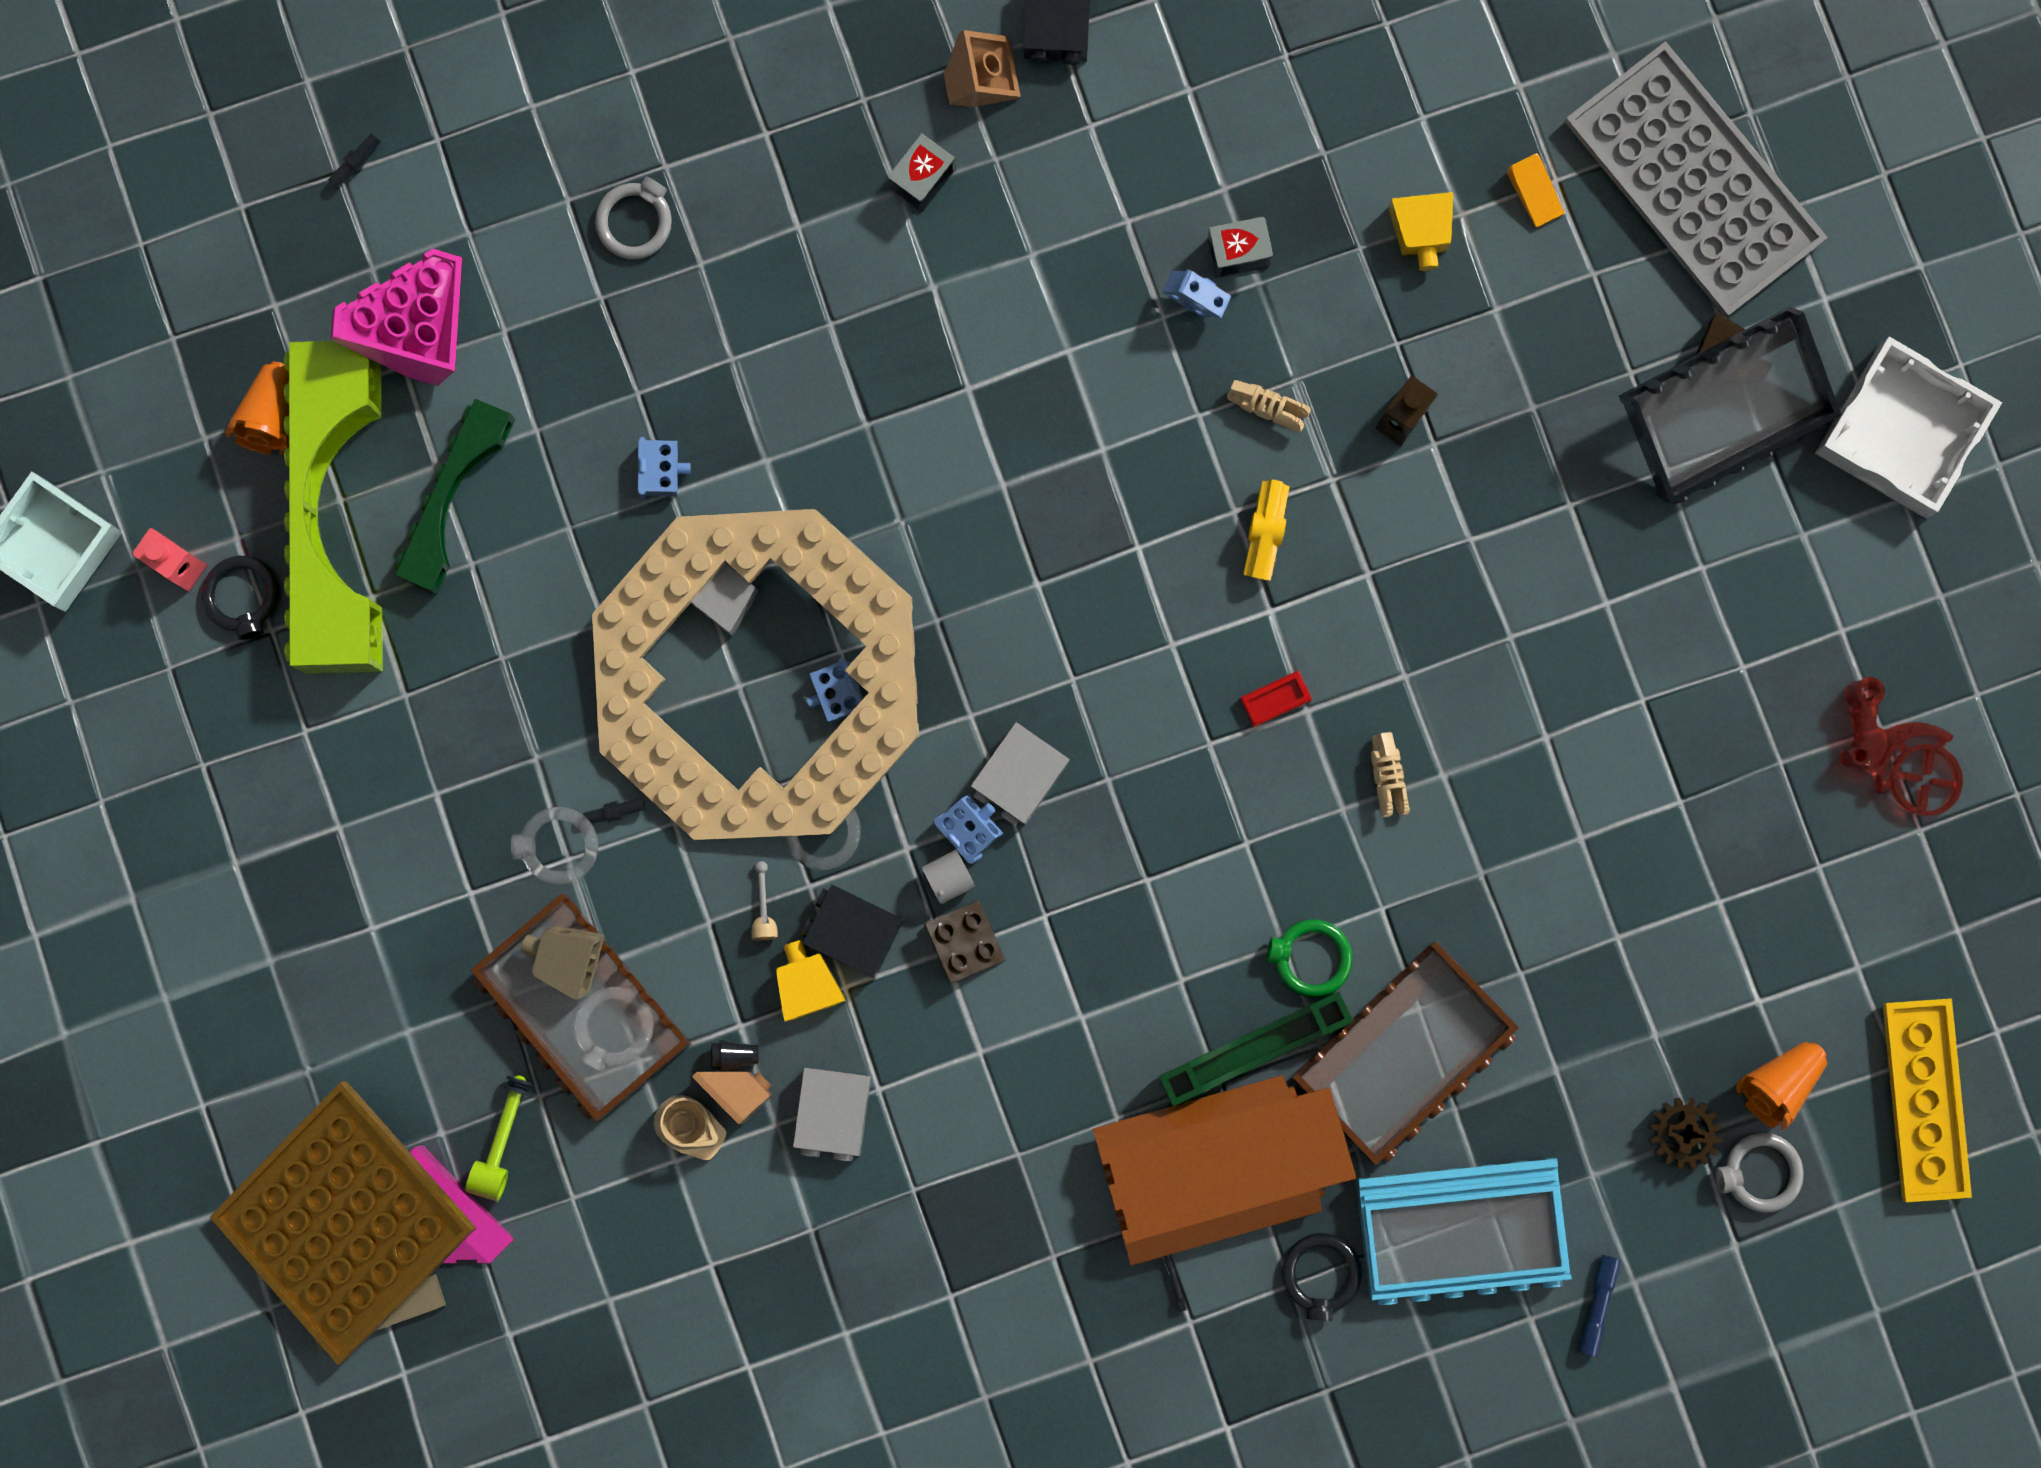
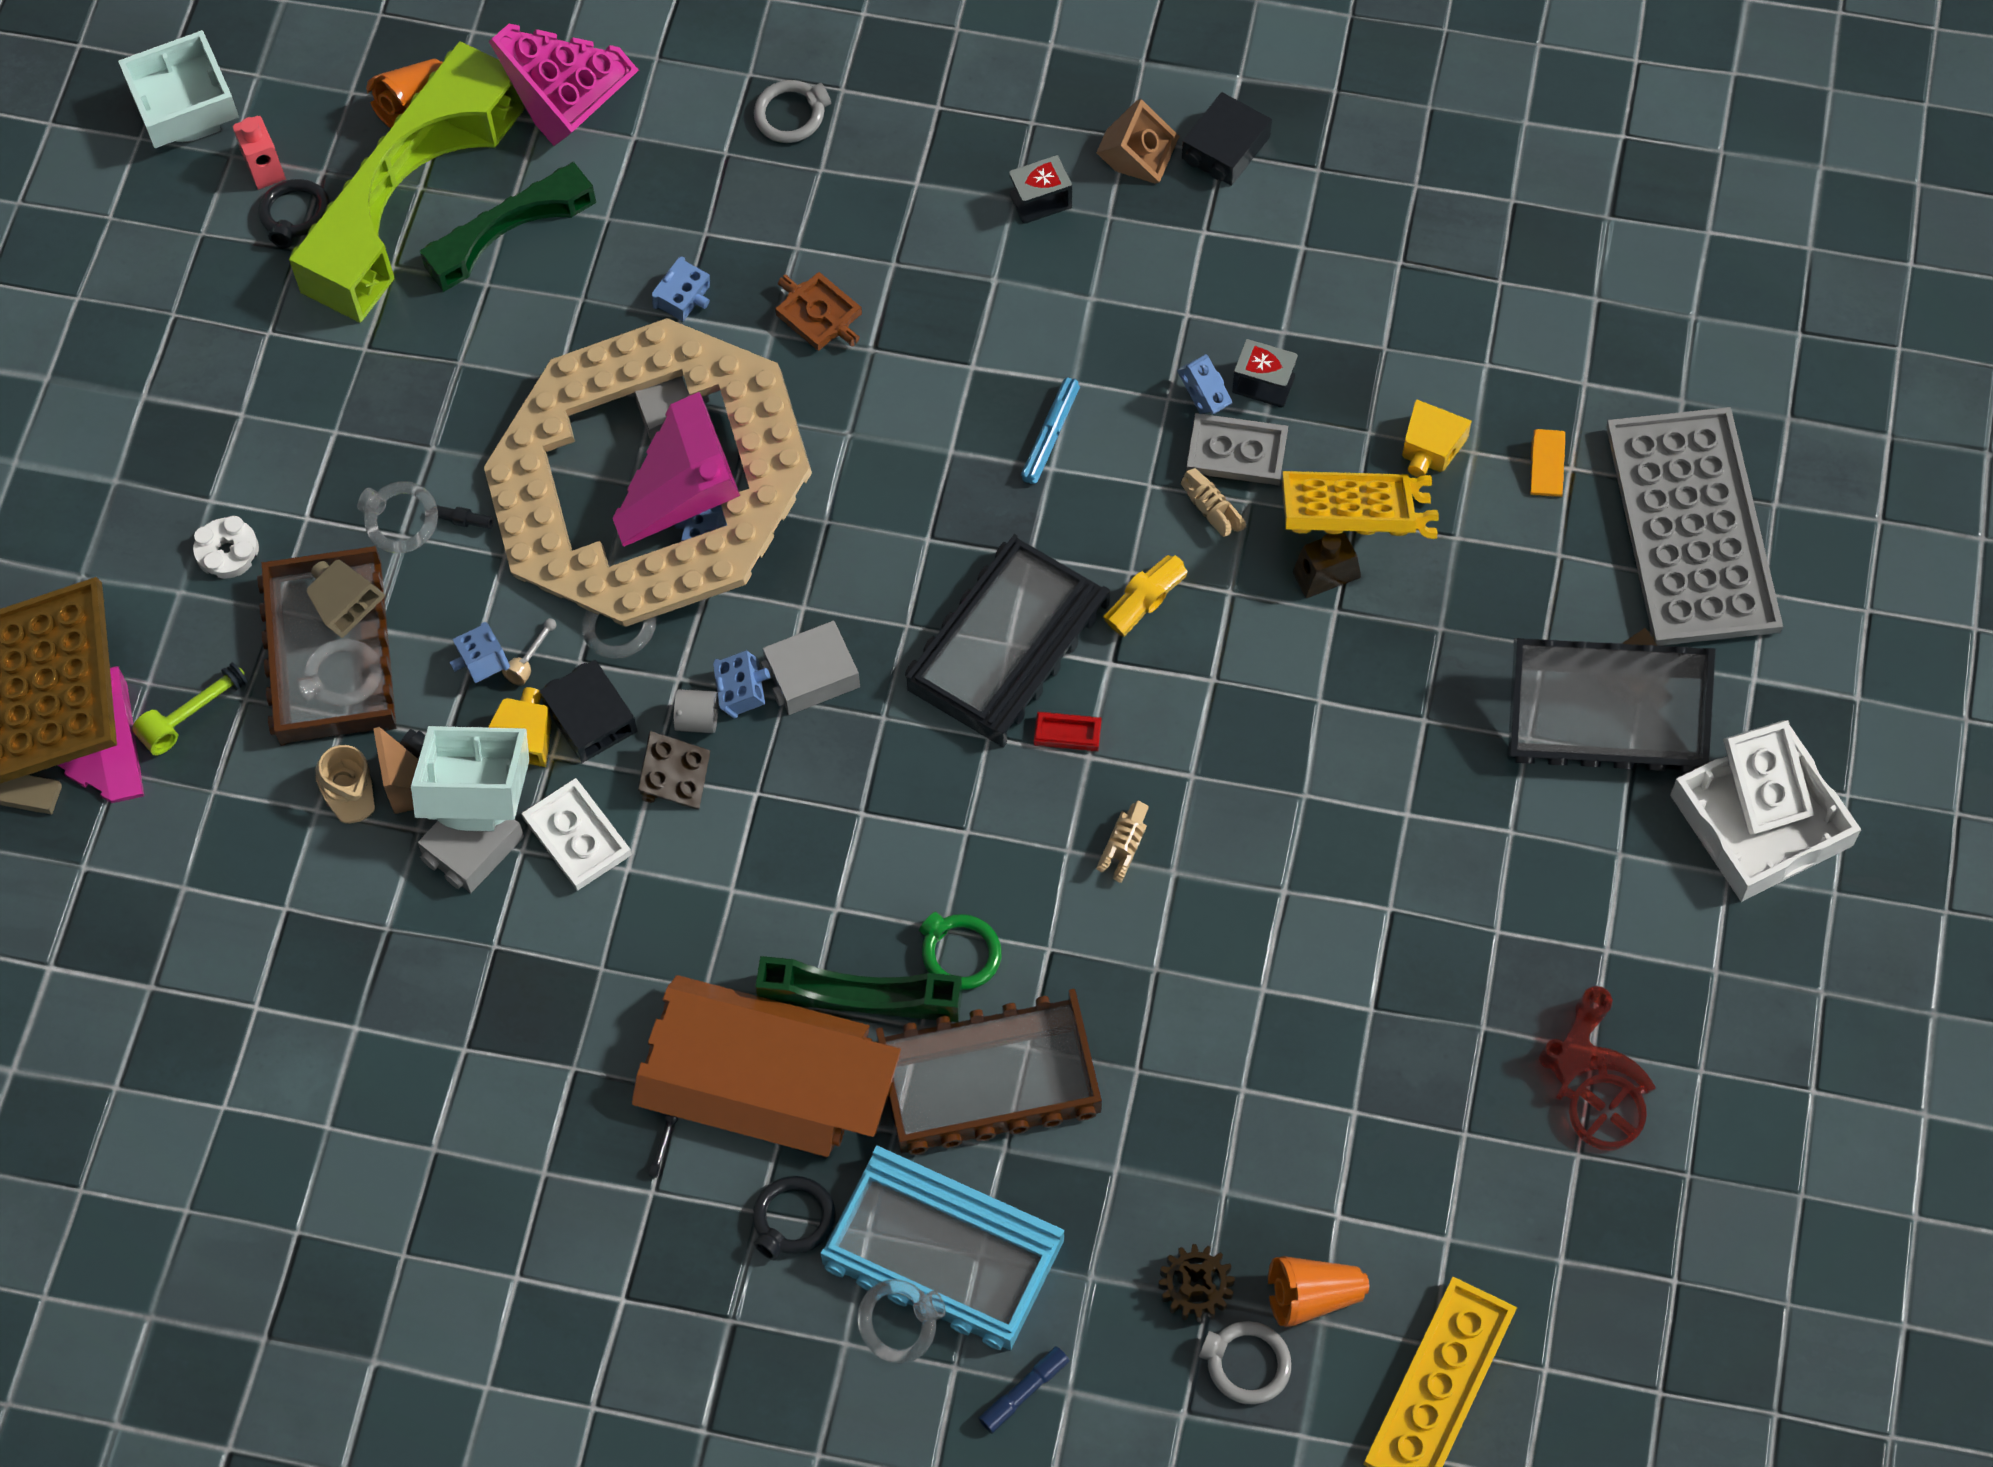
camera: 30 degrees right, 20 degrees down
(439, 966) = (223, 531): none -> white plate
(723, 936) = (479, 653): none -> medium blue piece
(795, 669) = (679, 476): none -> dark pink slope
(797, 416) = (818, 311): none -> dark orange plate
(805, 1066) = (470, 776): none -> light aqua container
(918, 1050) = (576, 834): none -> white plate
(1081, 414) = (1050, 430): none -> dark azure axle
(1172, 645) = (1005, 639): none -> window
(1258, 336) = (1237, 449): none -> light grey plate
(1402, 340) = (1356, 503): none -> yellow plate
(1491, 1296) = (927, 1309): none -> clear piece
(1899, 397) = (1768, 777): none -> white plate

